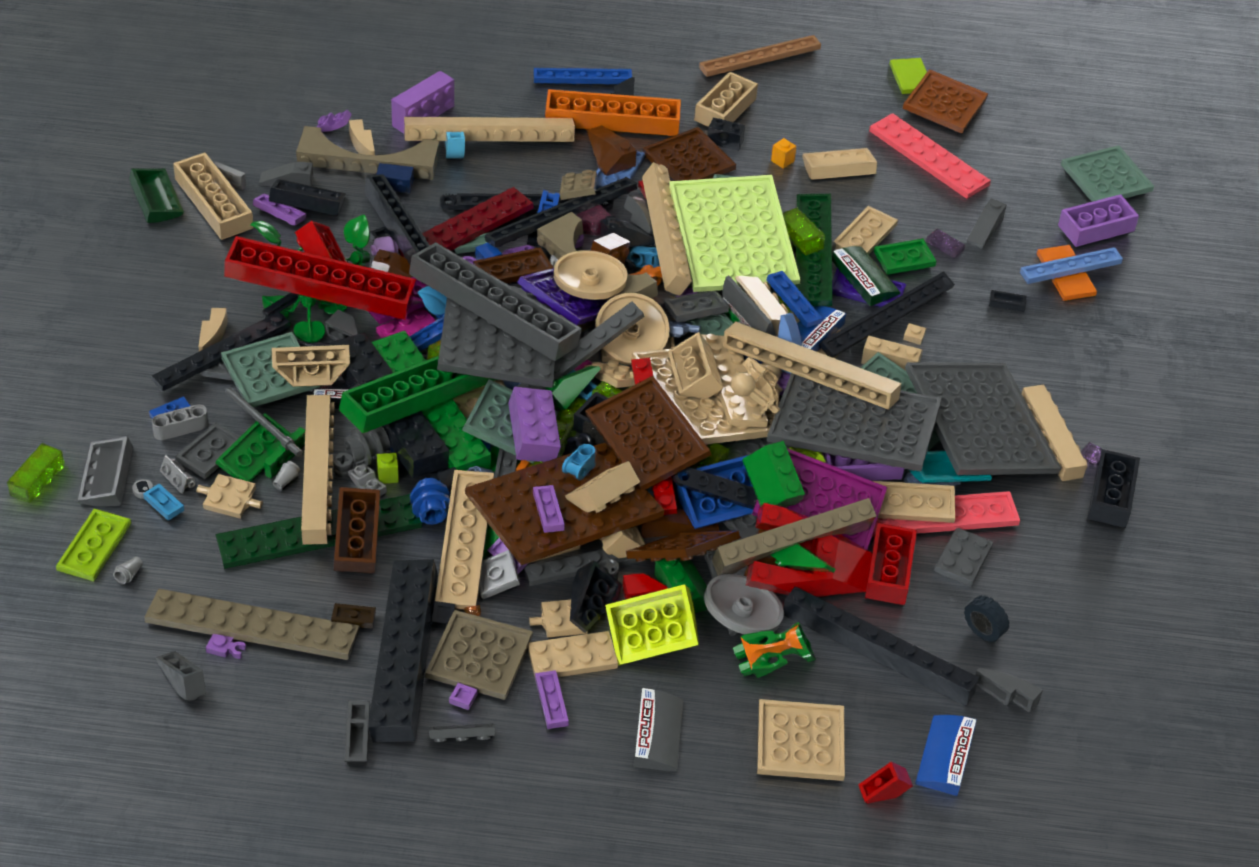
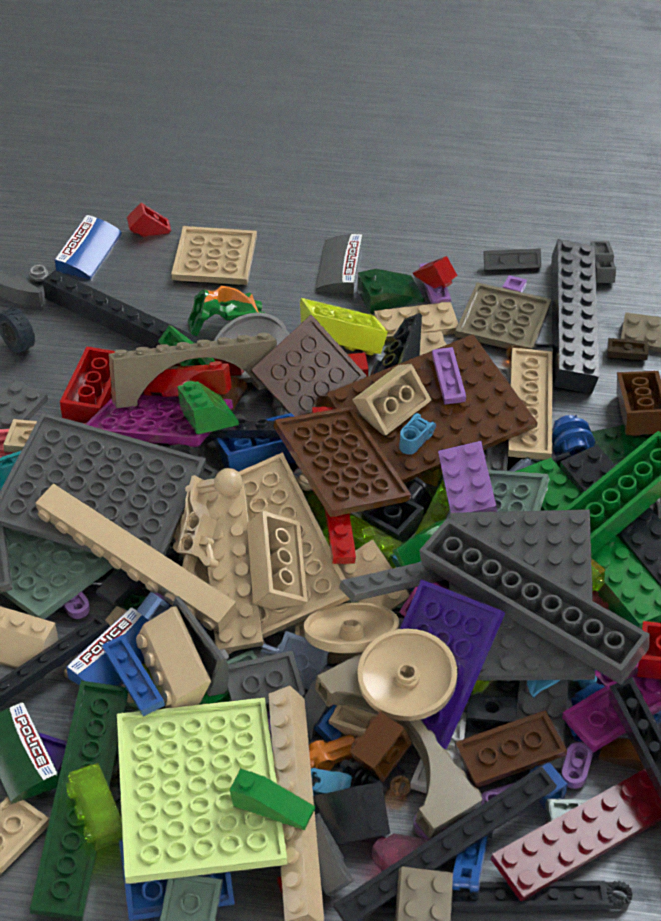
camera: 175 degrees left, 0 degrees up
(553, 690) = (437, 273): none -> red slope
(602, 689) = (387, 290): none -> dark green slope
(685, 204) = (270, 800): none -> green slope
(990, 715) = (38, 273): none -> light grey plate

